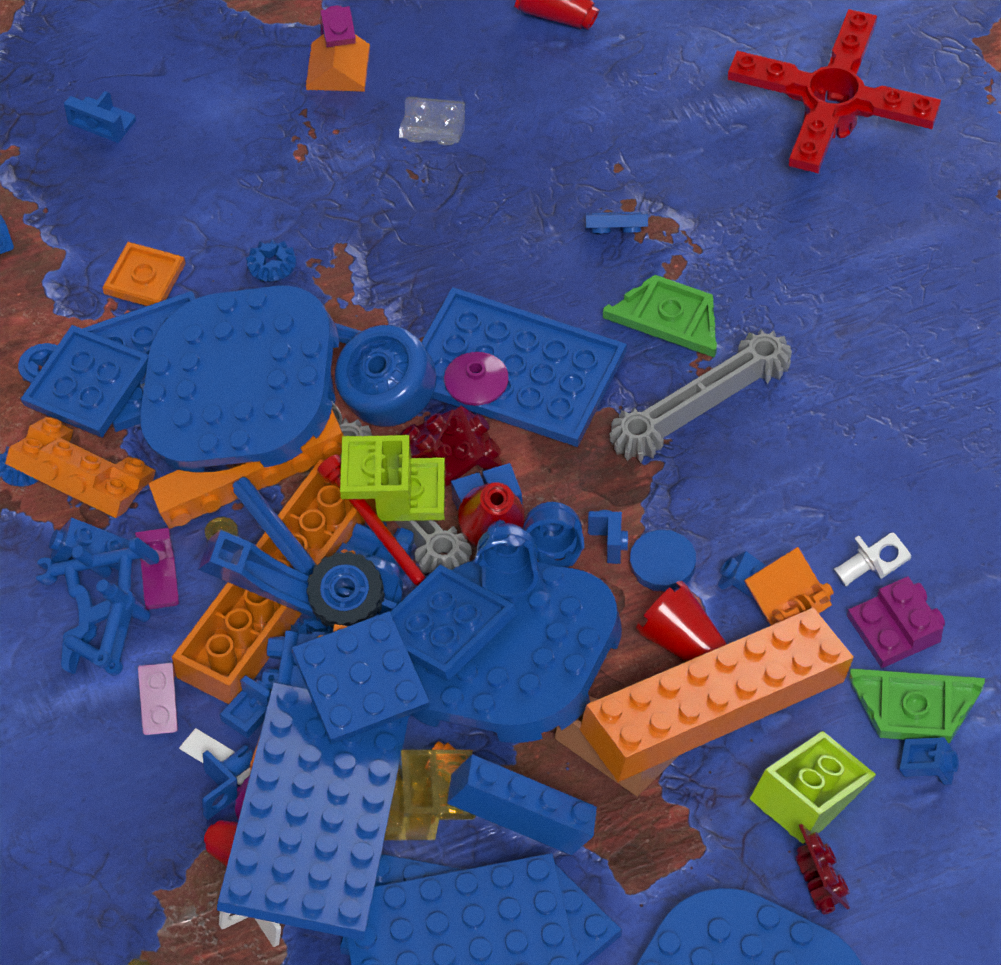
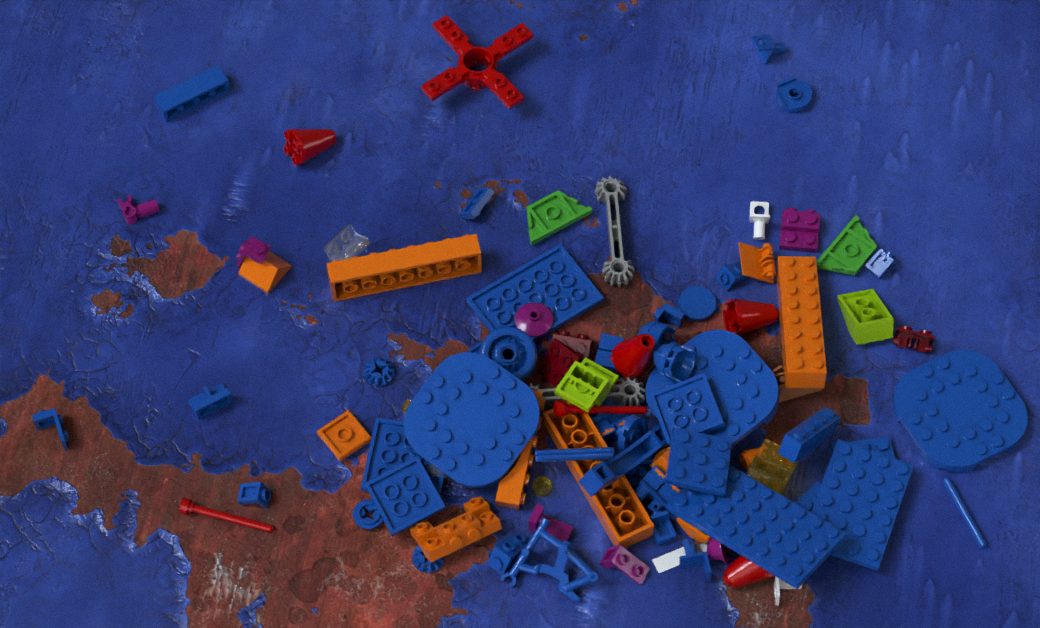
camera: 60 degrees left, 5 degrees up
(342, 571) = (634, 449): black wheel -> none
(443, 193) = (404, 267): none -> orange brick

